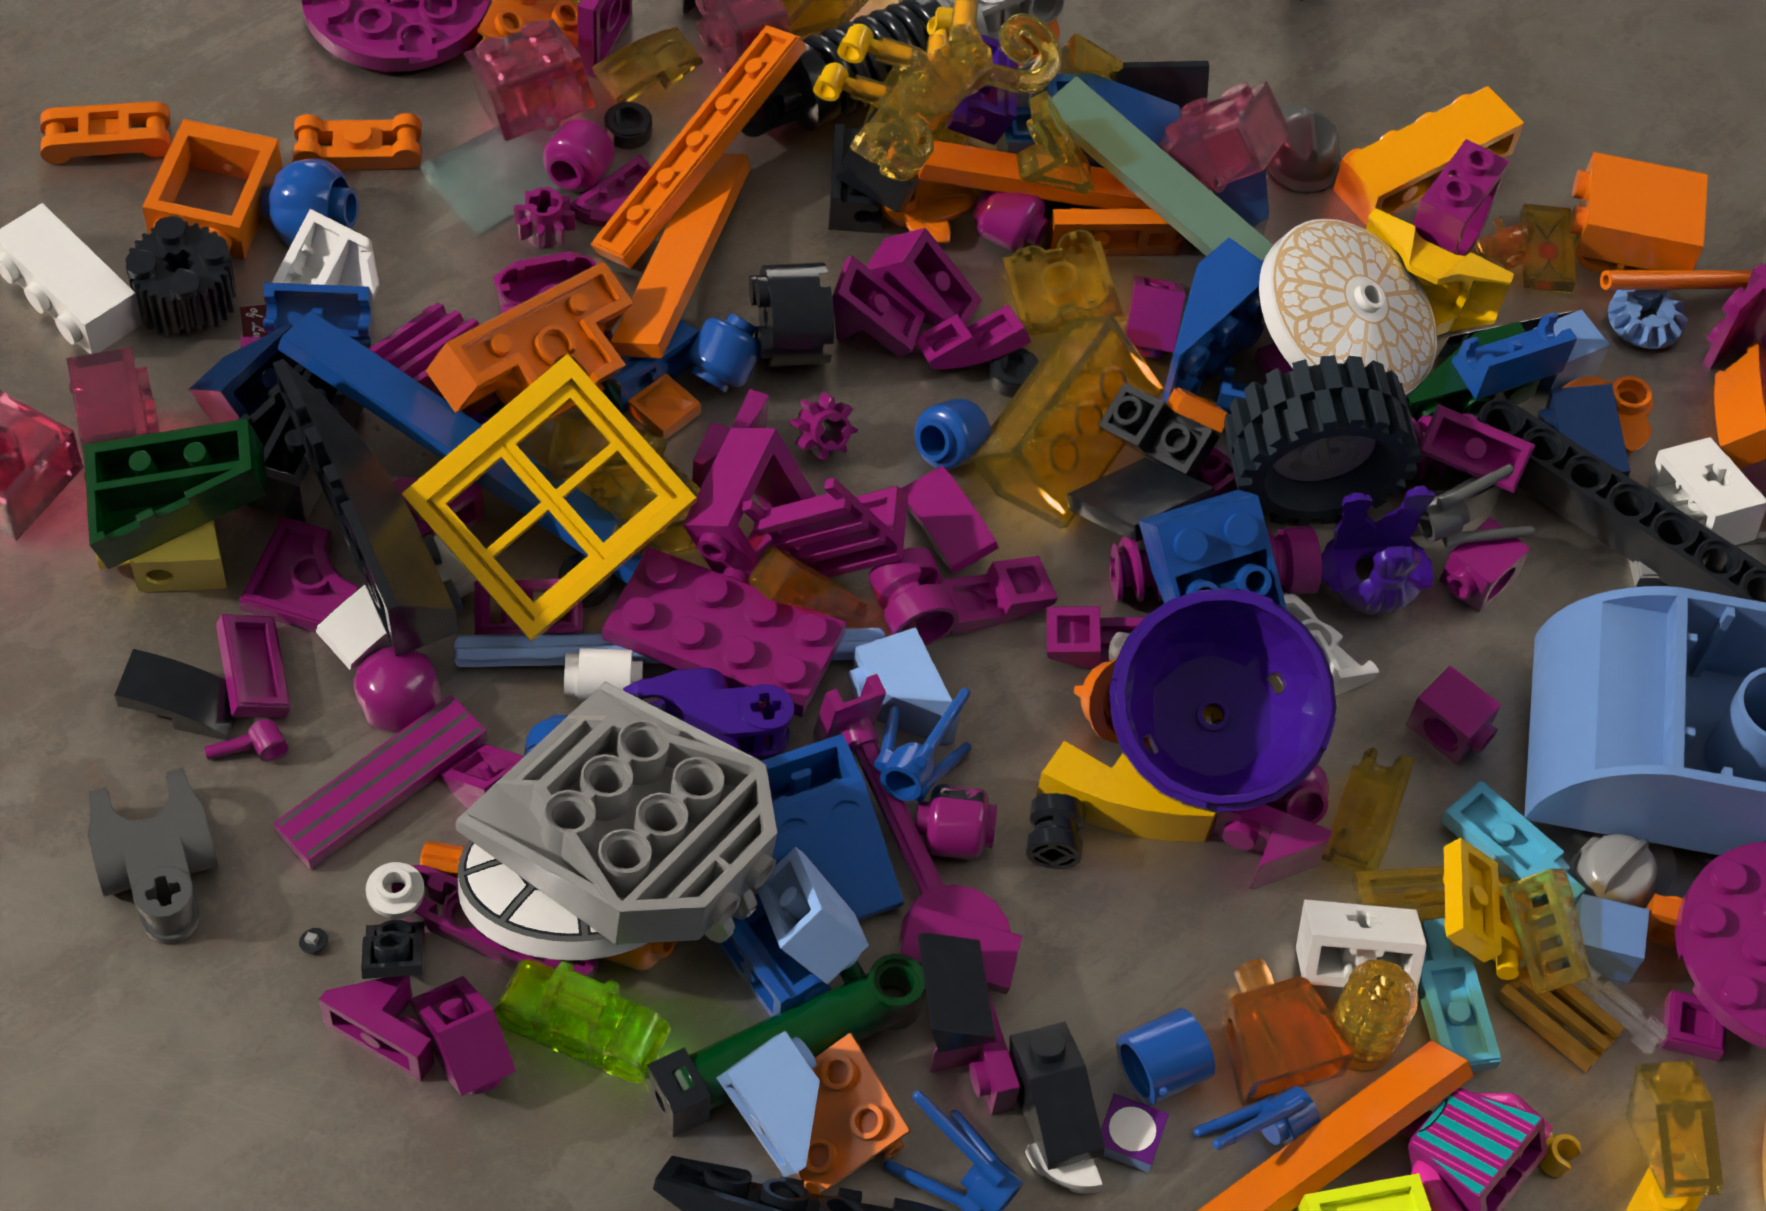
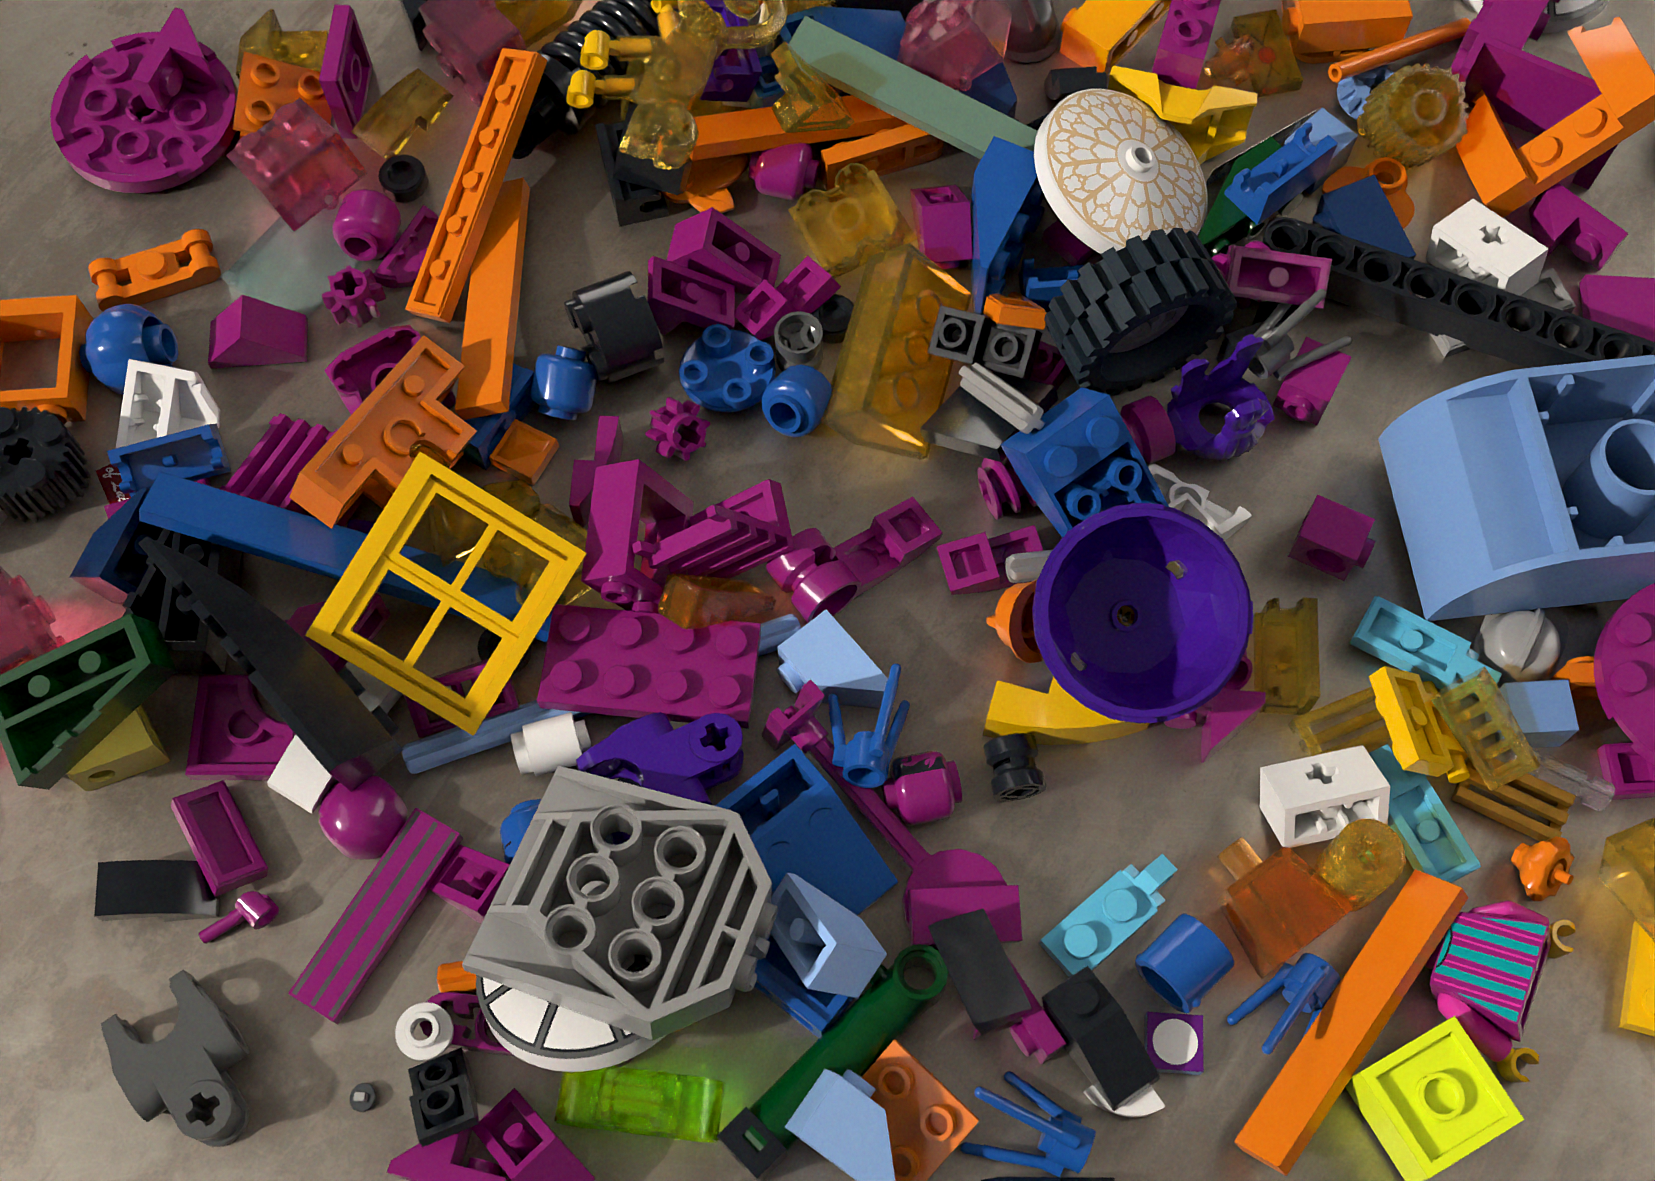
camera: 10 degrees left, 10 degrees up
(437, 226) = (257, 334): none -> magenta slope
(891, 387) = (726, 369): none -> blue dish
(949, 520) = (820, 486): magenta slope -> none
(972, 377) = (793, 335): none -> dark grey wheel
(1109, 996) = (1108, 917): none -> medium azure hinge
(1154, 479) = (1002, 398): none -> light grey axle
(1331, 210) = (1067, 81): none -> black slope
(1568, 1082) = (1544, 866): none -> orange piece
(1653, 335) = (1415, 115): none -> clear yellow brick

